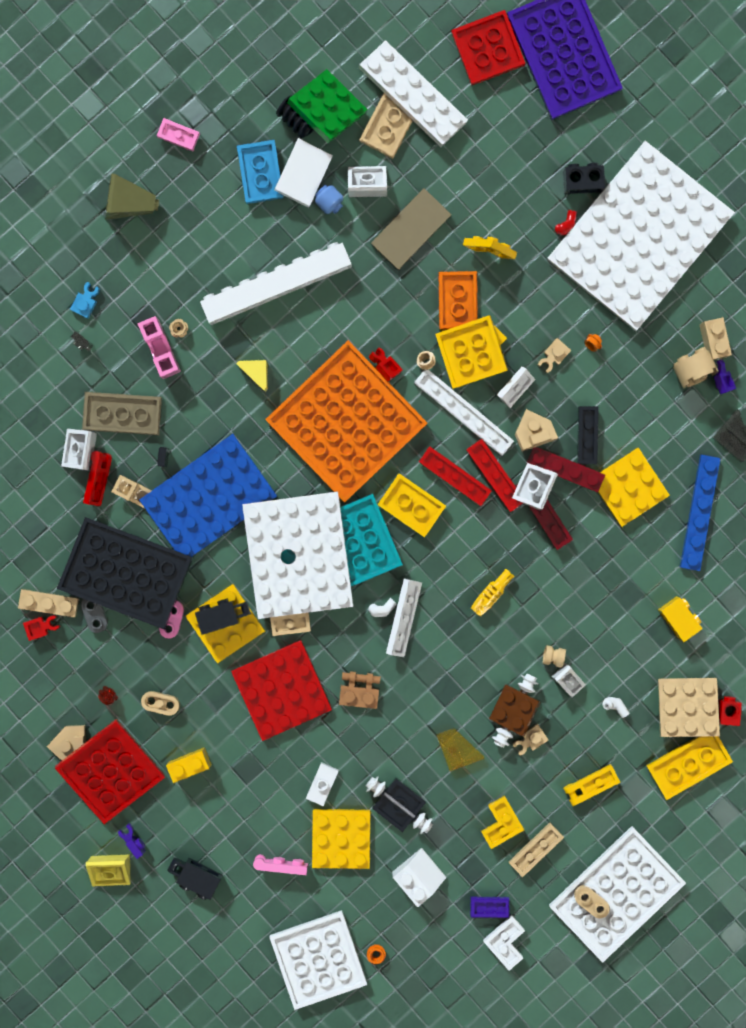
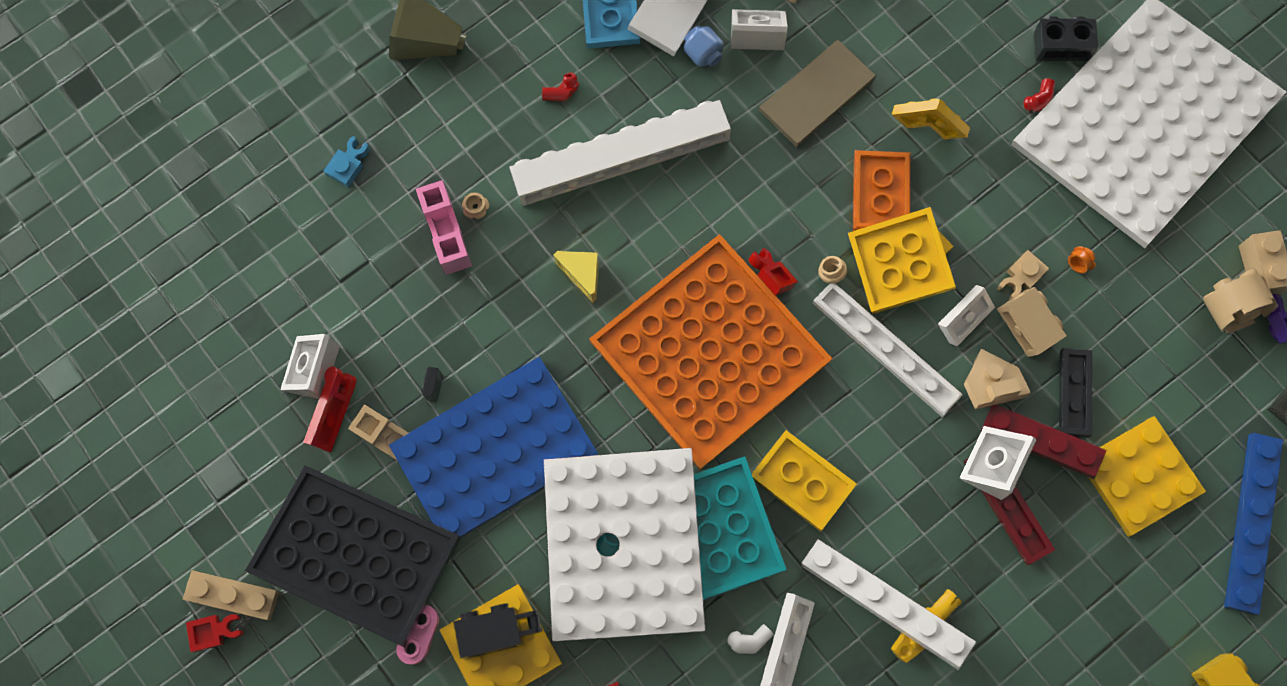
camera: 10 degrees right, 15 degrees down
(80, 342) = (333, 214): clear smoke plate -> none
(91, 615) = (293, 618): dark grey plate -> none
(122, 413) = (380, 319): dark tan tile -> none
(233, 237) = (563, 91): none -> red arm
(290, 624) = (603, 654): tan plate -> none
(455, 476) = (871, 441): red plate -> none
(467, 581) = (888, 604): none -> white plate
(494, 473) = (931, 441): red plate -> none
(558, 389) = (1032, 321): none -> tan brick

